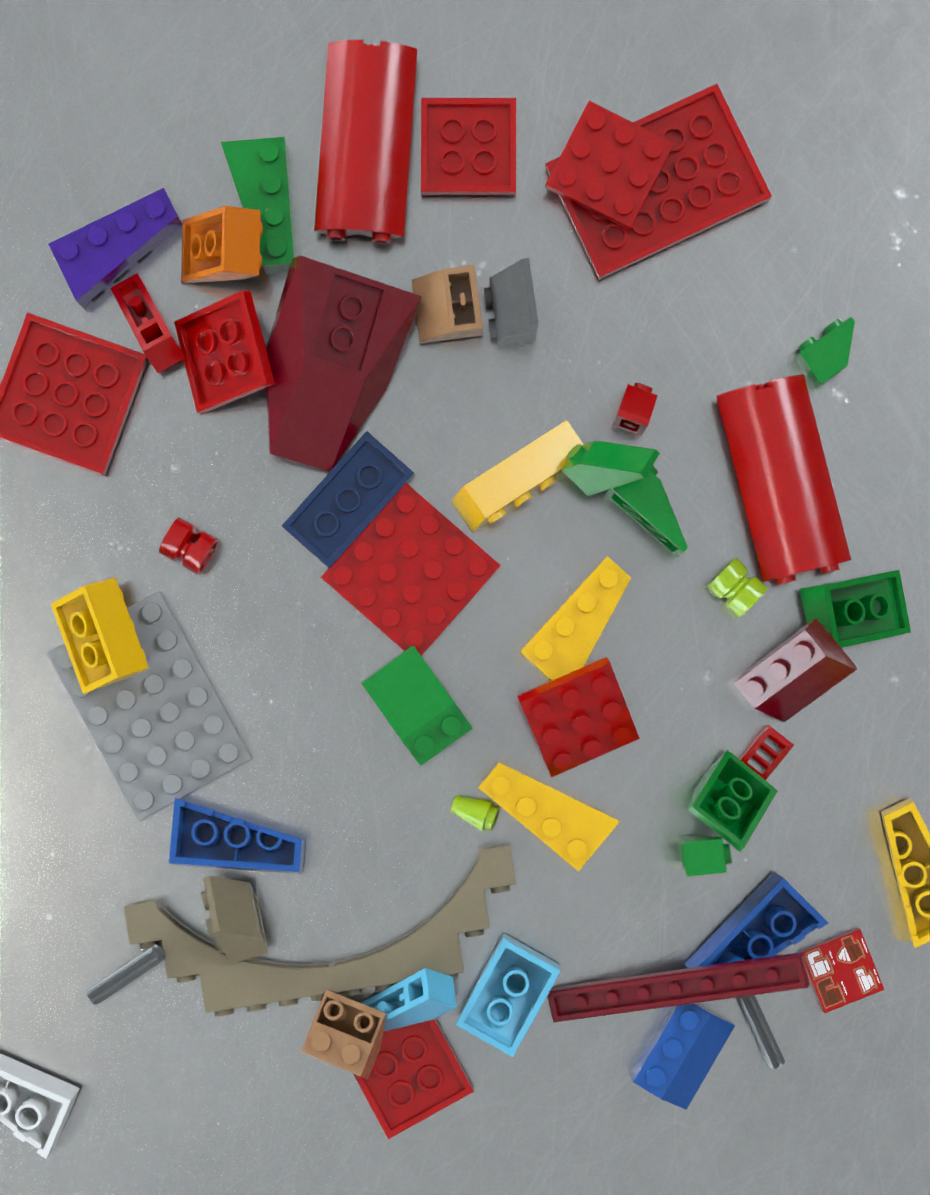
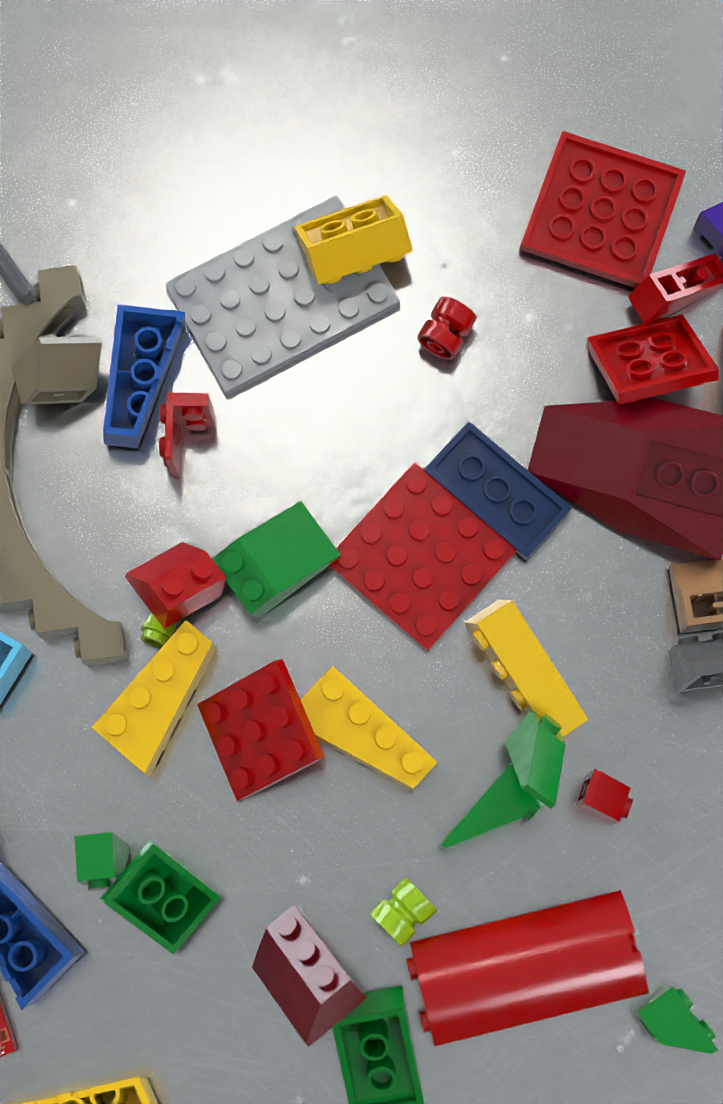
camera: 90 degrees right, 10 degrees down
(276, 786) = (180, 410): none -> red bracket
(439, 798) = (177, 582): none -> red slope
(784, 744) = (233, 955): red slope -> none

